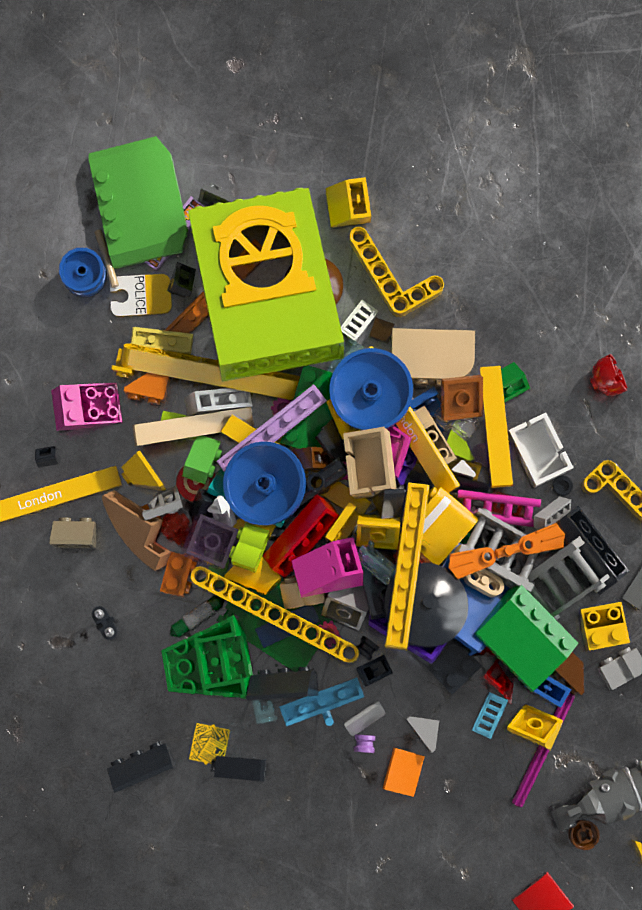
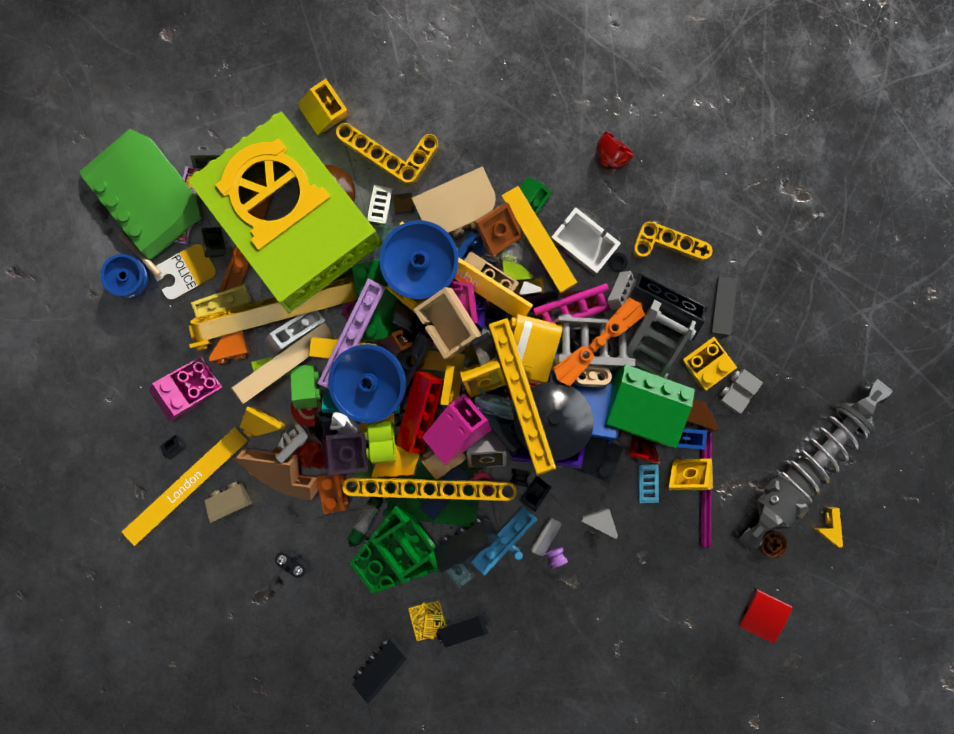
camera: 25 degrees left, 5 degrees up
(403, 772) = (600, 566): orange piece -> none

